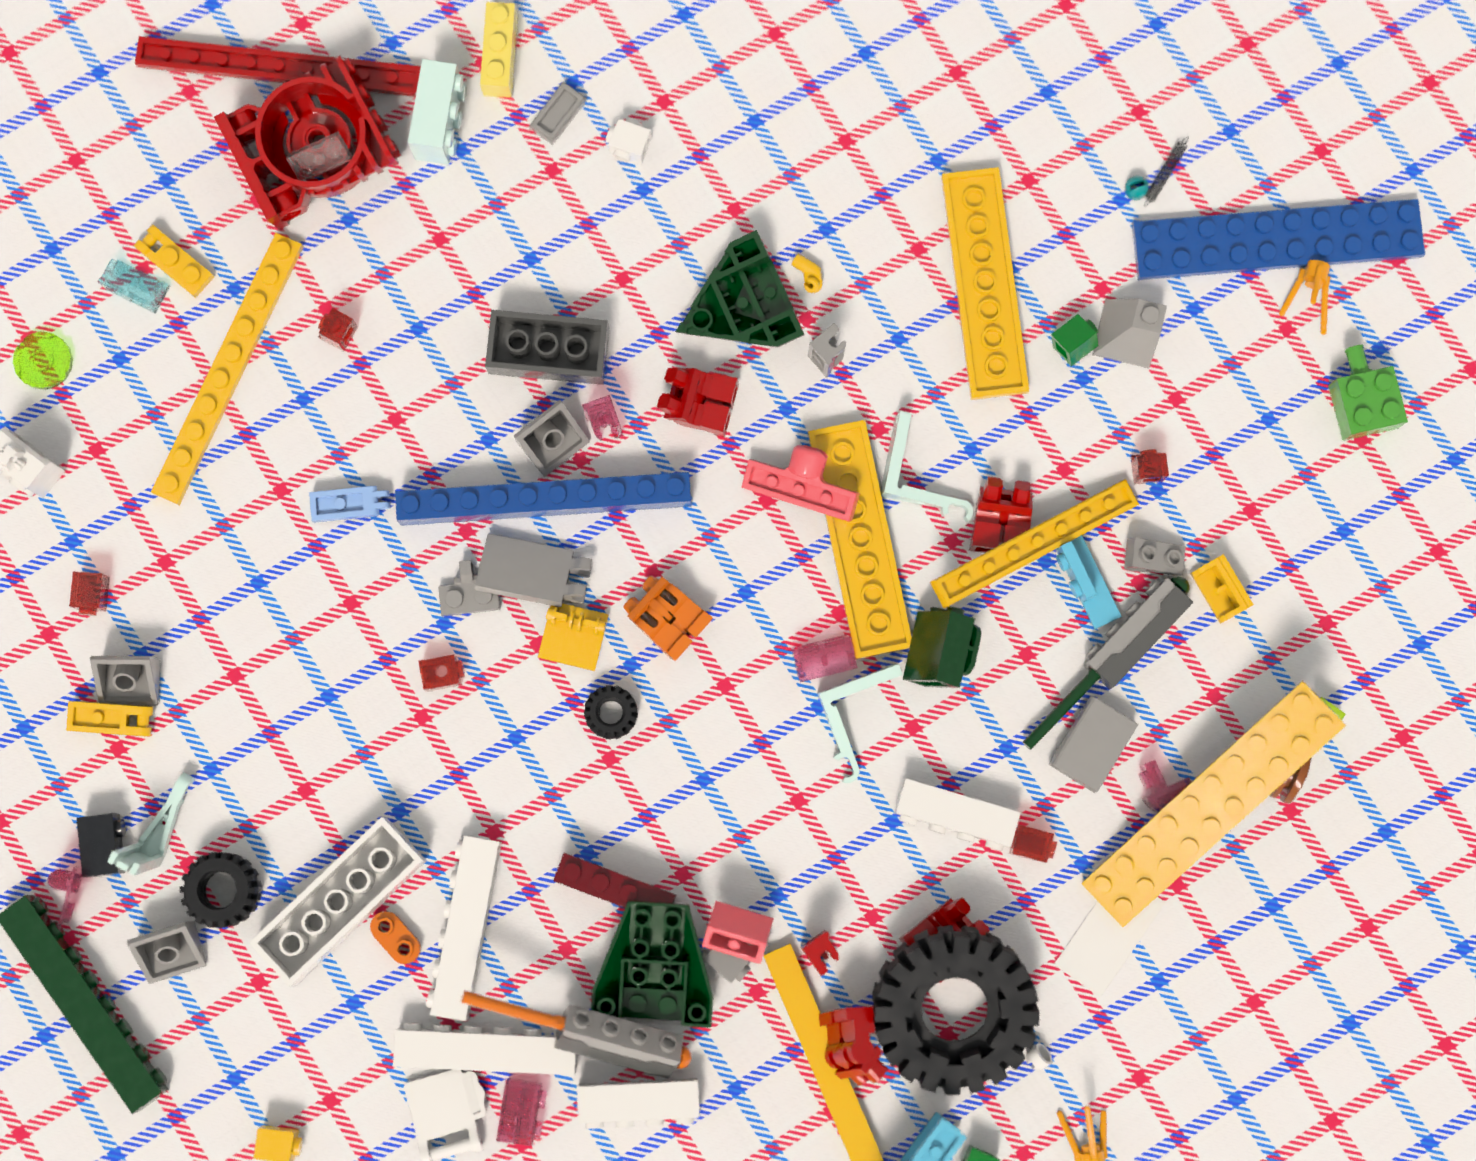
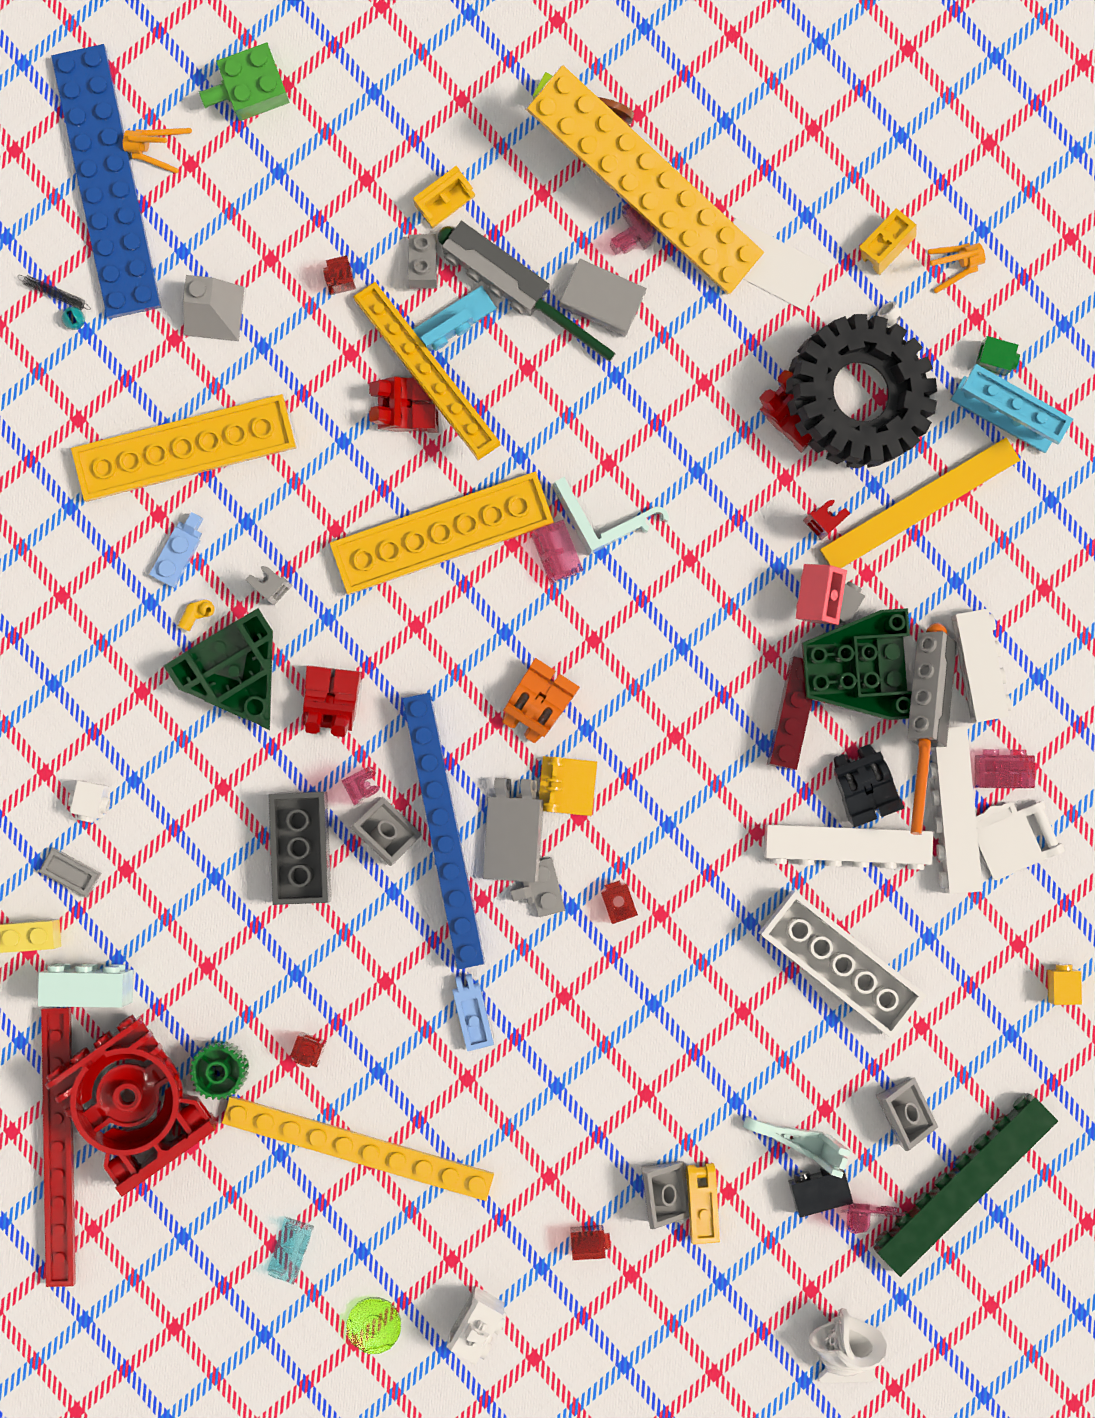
camera: 95 degrees left, 5 degrees up
(174, 262) = (262, 1215): yellow plate -> none
(195, 890) = (865, 1087): black tyre -> none
(319, 157) = (146, 1090): clear plate -> none
(331, 251) = (230, 1059): none -> green brick
(395, 937) = (862, 905): orange plate -> none
(525, 956) = (866, 786): none -> black hips
(593, 706) = (650, 740): black tyre -> none
(802, 483) = (398, 592): coral plate -> none
(850, 1044) = (906, 480): red hips -> none
(876, 264) = (178, 551): none -> light blue hinge
(909, 494) = (373, 511): light aqua hinge -> none
(942, 648) = (535, 443): dark green brick -> none
(957, 813) = (682, 413): white brick -> none
(1033, 844) = (701, 341): clear red brick -> none
(1075, 339) = (227, 356): green brick -> none
(1119, 1066) = (888, 240): none -> yellow hinge

